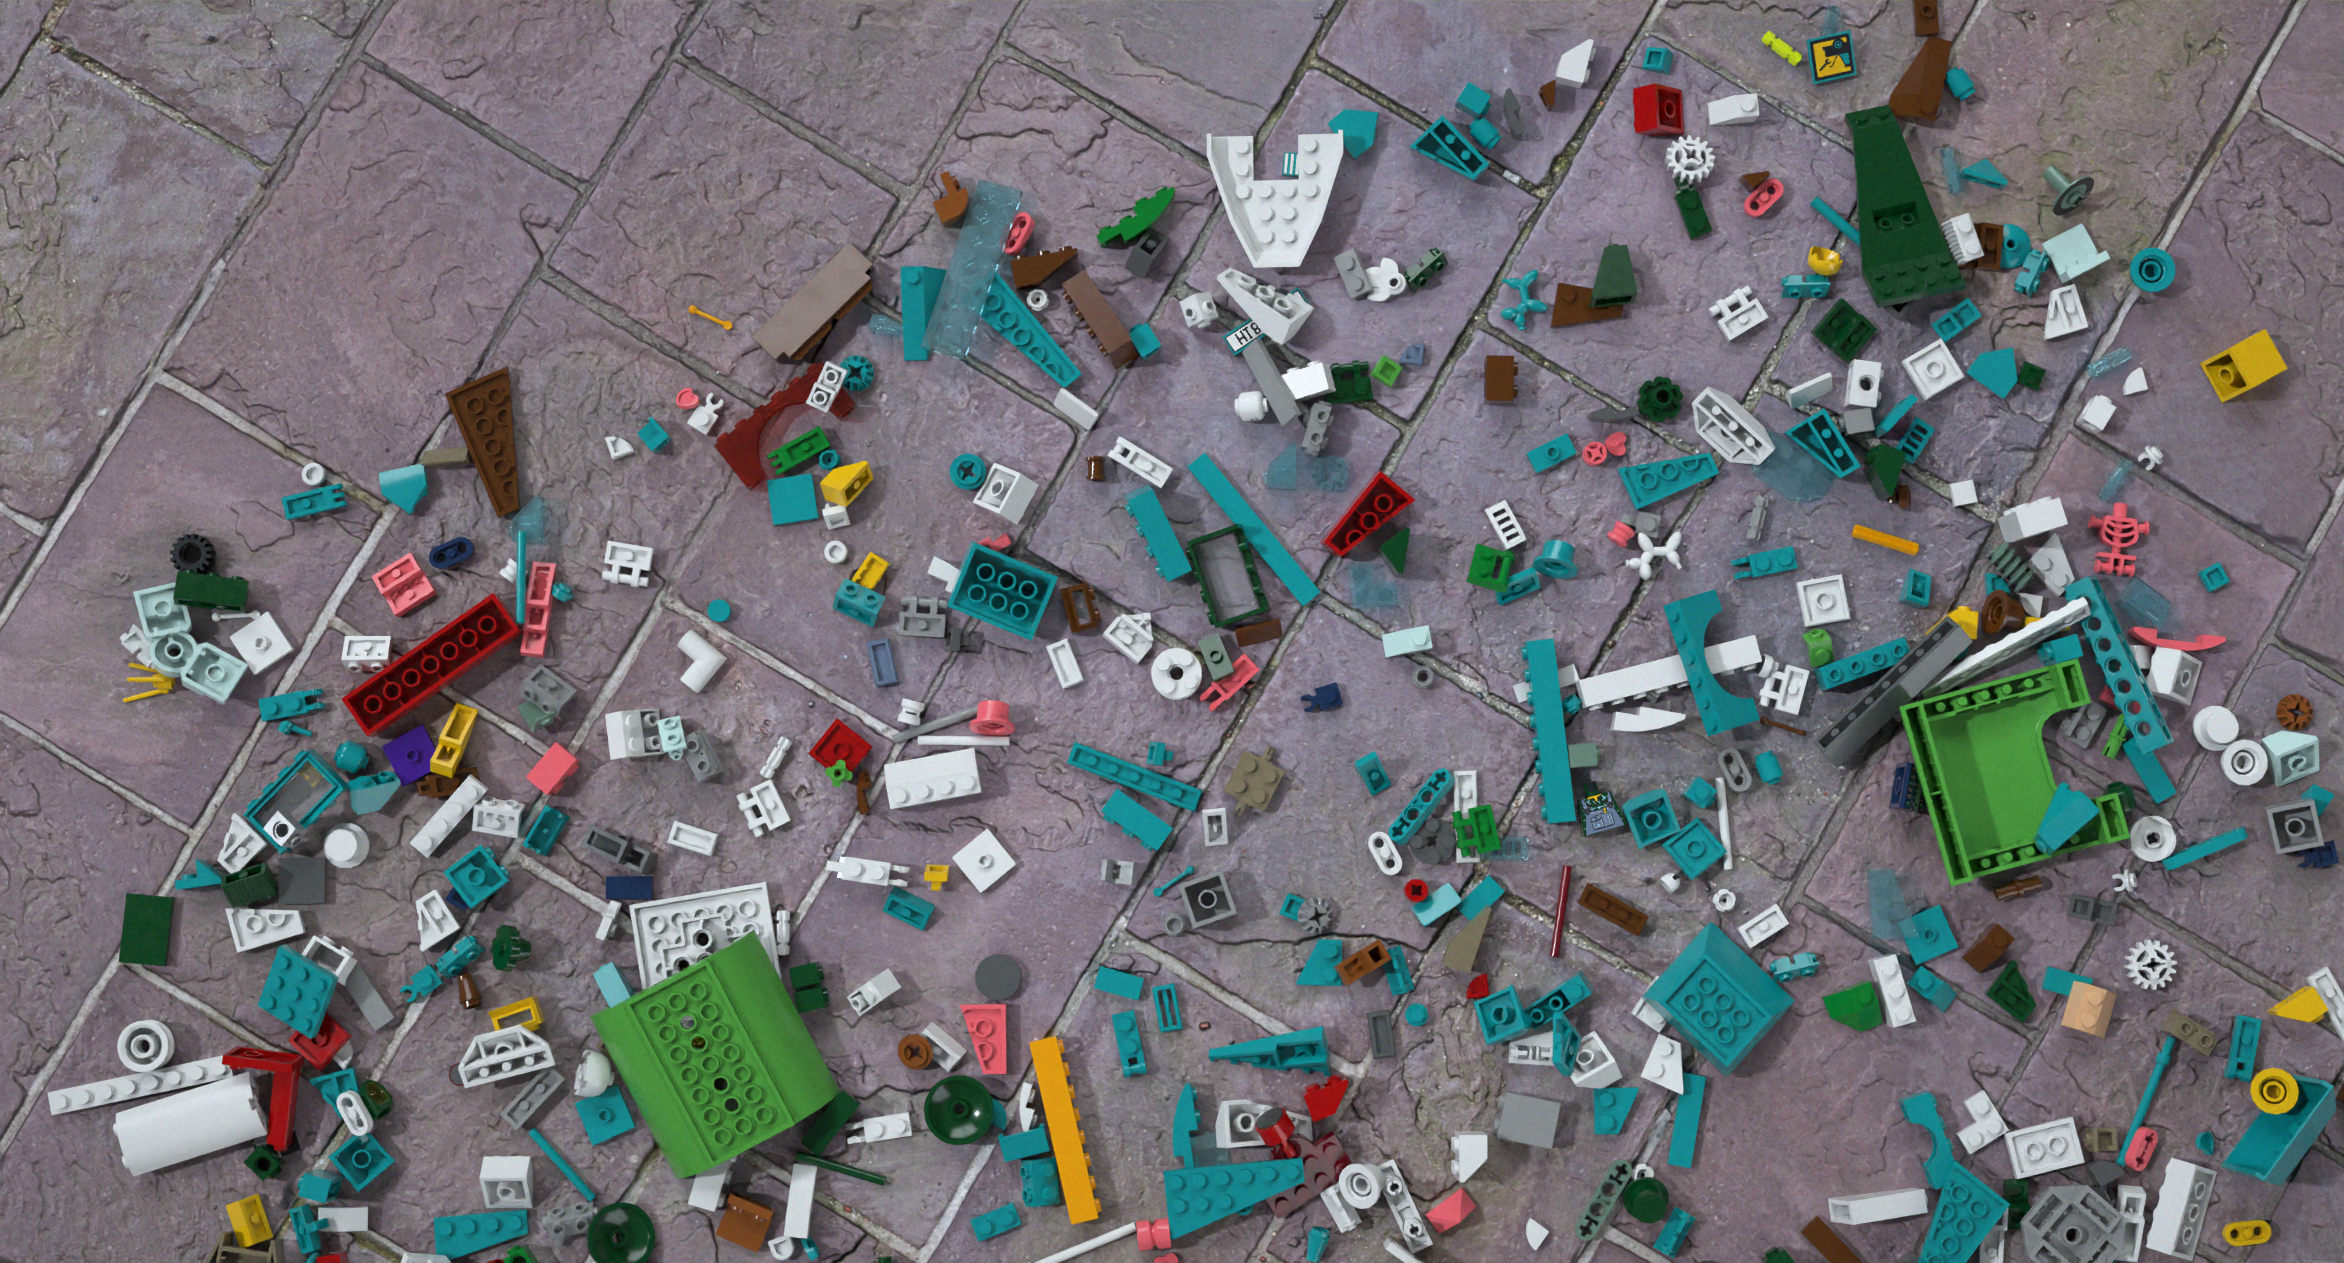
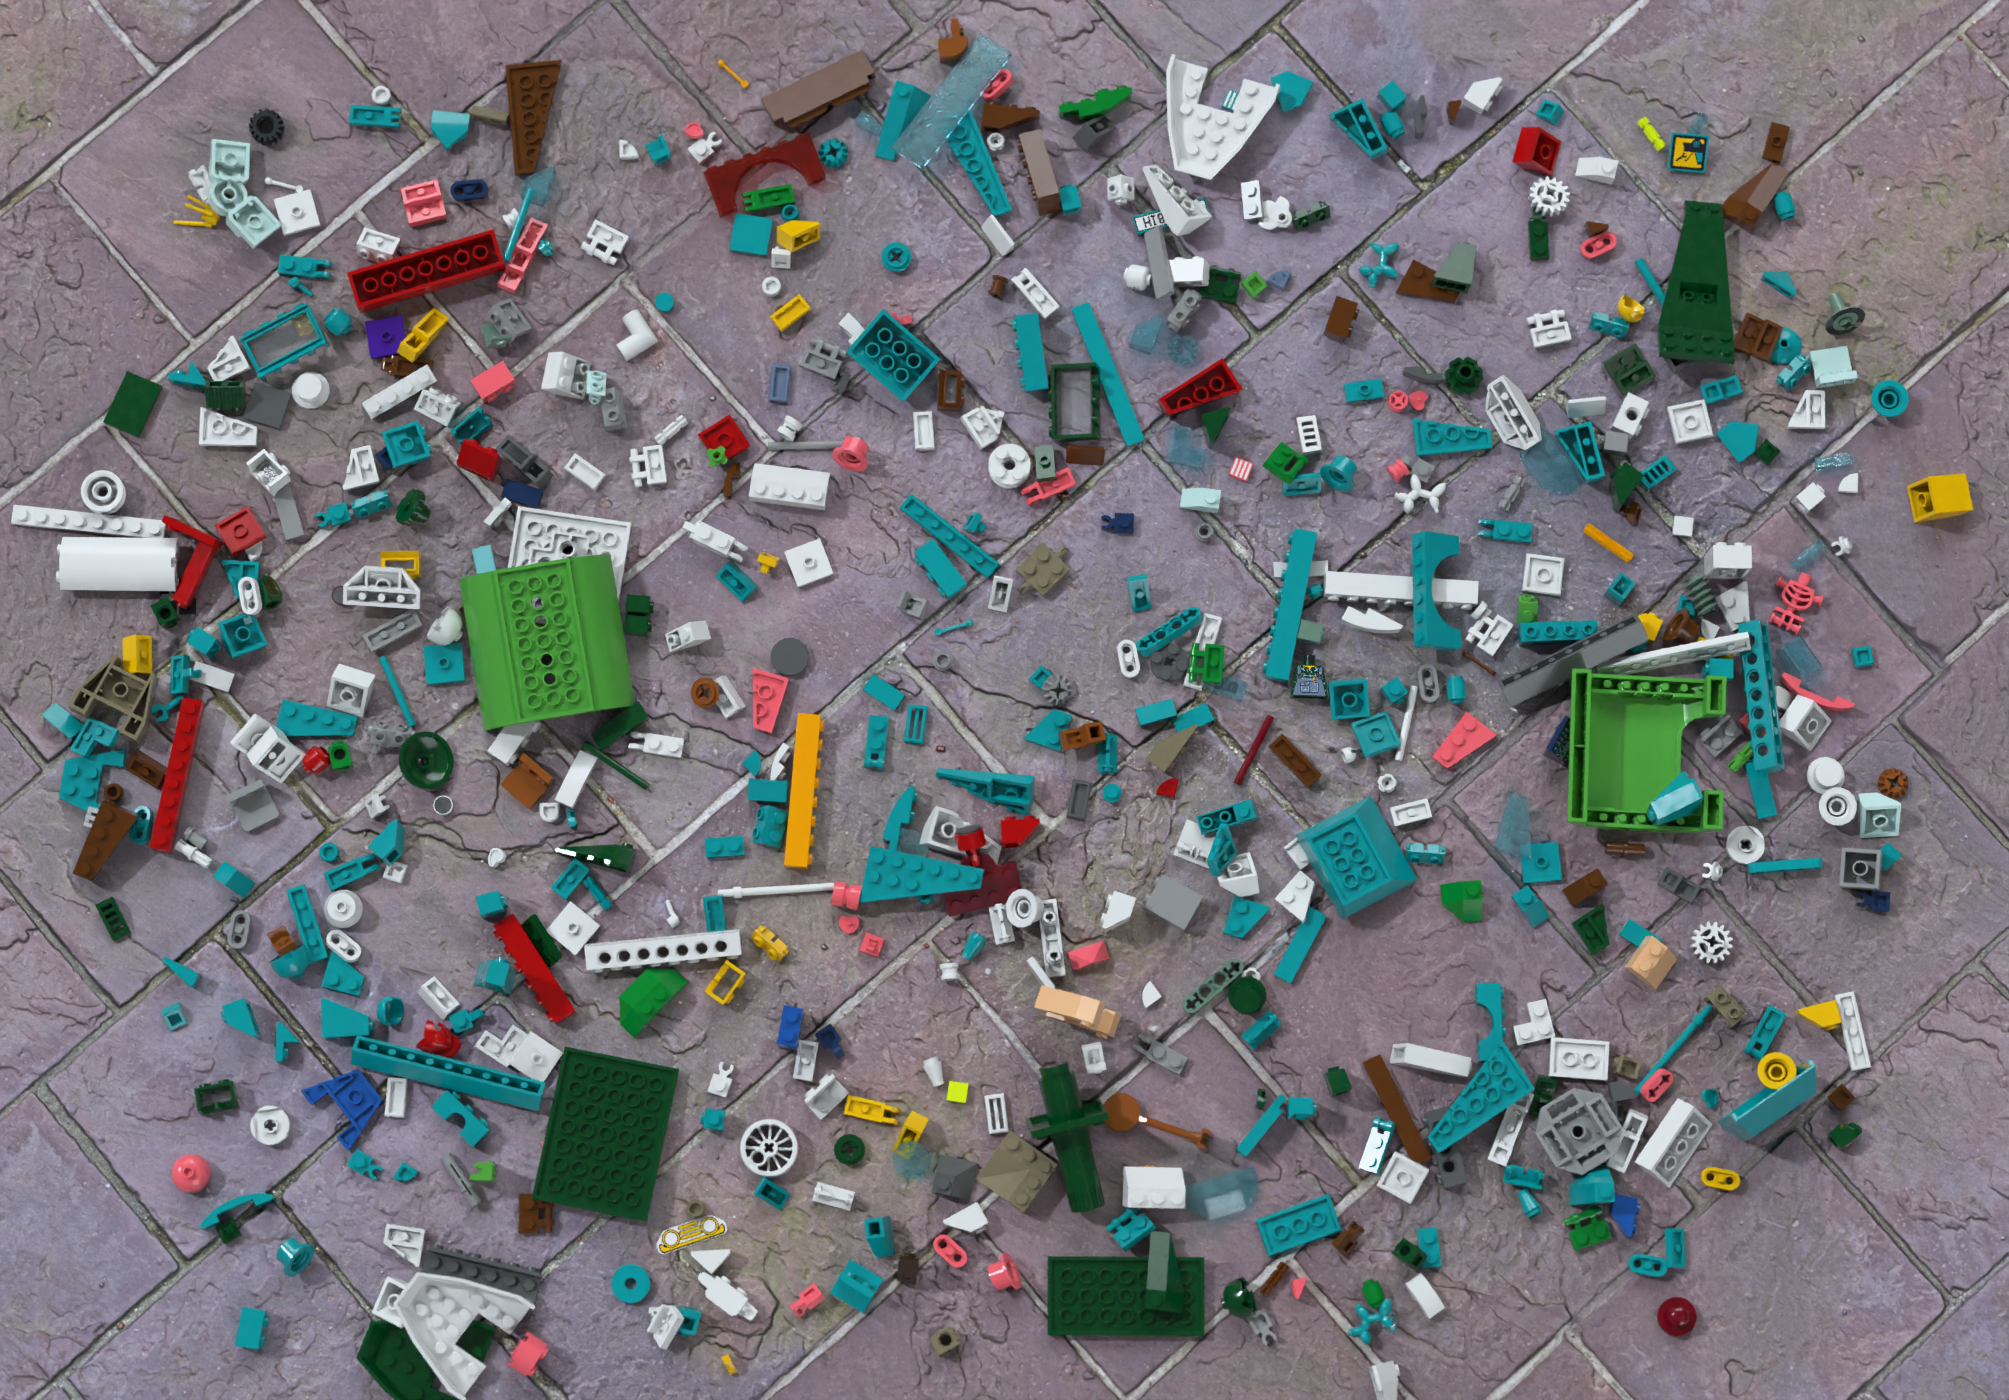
camera: 15 degrees right, 5 degrees down
(211, 591) = (272, 159): dark green brick -> none
(277, 826) = (267, 352): light grey brick -> none
(297, 991) = (236, 488): teal plate -> none
(372, 792) = (345, 354): teal slope -> none
(468, 992) = (369, 534): reddish brown cone -> none
(566, 868) = (479, 460): none -> red slope
(783, 932) = (631, 567): white axle -> none
(827, 386) = (808, 154): white slope -> none
(858, 602) = (776, 330): teal bracket -> none
(944, 1119) = (724, 734): dark green dish -> none
(964, 740) = (823, 464): white bar -> none
(1006, 493) = (921, 283): white slope -> none
(1207, 899) = (975, 647): light grey brick -> none
(1414, 888) = (1141, 701): red wheel -> none
(1441, 590) = (1240, 469): none -> tile
(1502, 1016) = (1179, 815): teal slope -> none
(1794, 822) = (1463, 740): none -> coral wing
(1891, 990) = (1497, 895): white brick -> none
(1894, 415) = (1646, 446): teal tile -> none
(1951, 170) = (1755, 271): clear light blue pin -> none
(1962, 239) = (1745, 326): white brick -> none
(2124, 793) = (1731, 804): dark green head -> none

